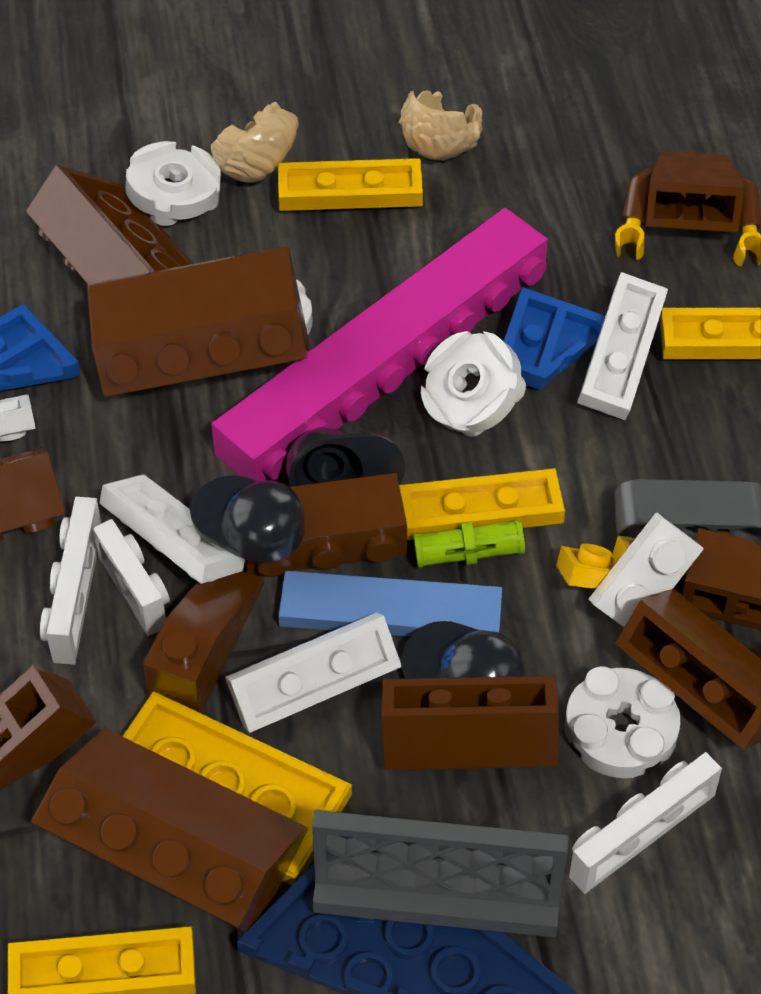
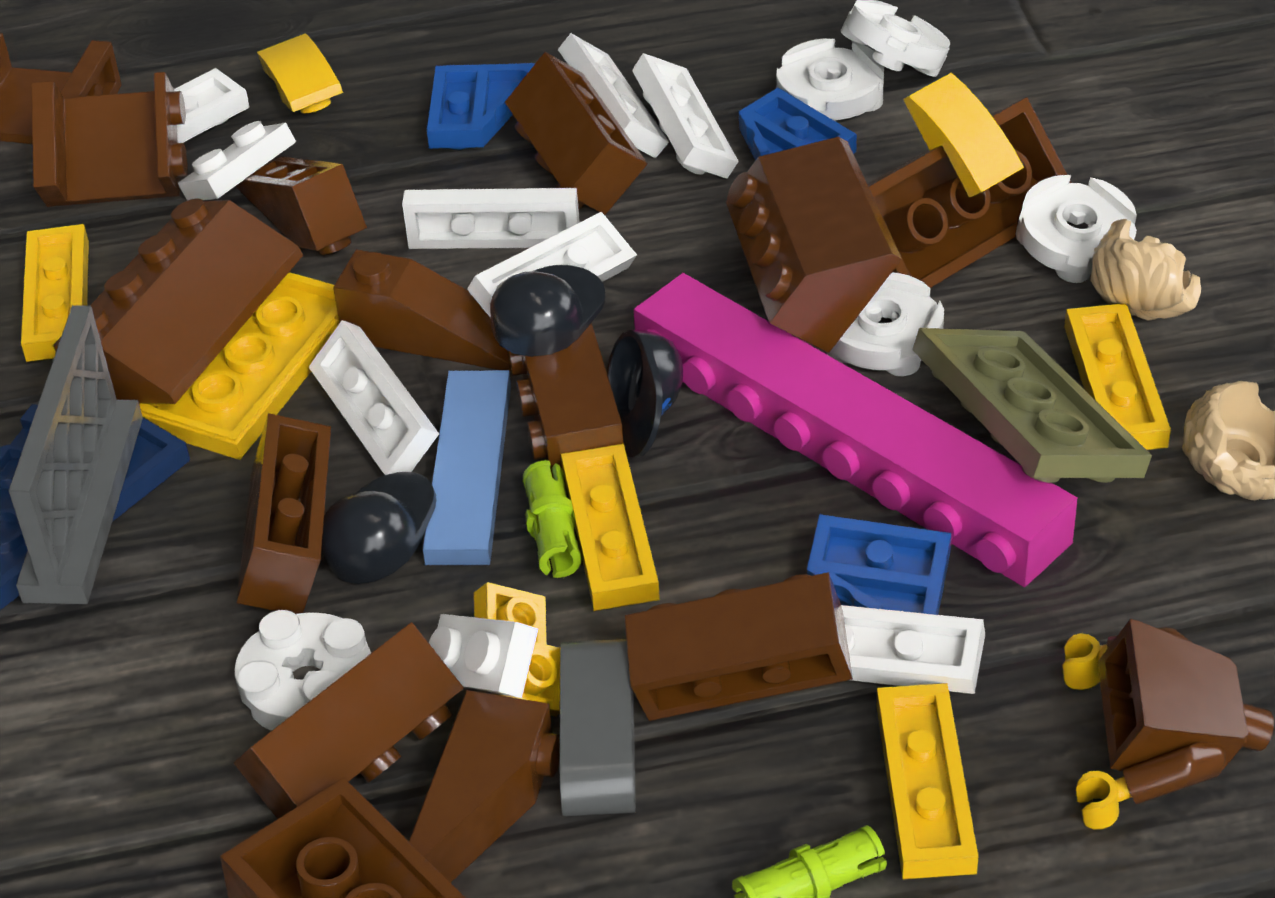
camera: 90 degrees right, 10 degrees down
(101, 204) = (970, 136): none -> yellow slope
(123, 563) = (492, 245): white plate -> none
(396, 224) = (1031, 405): none -> olive plate
(493, 396) = (776, 496): white plate -> none
(637, 408) = (737, 646): none -> reddish brown brick
(643, 821) = (159, 681): white plate -> none

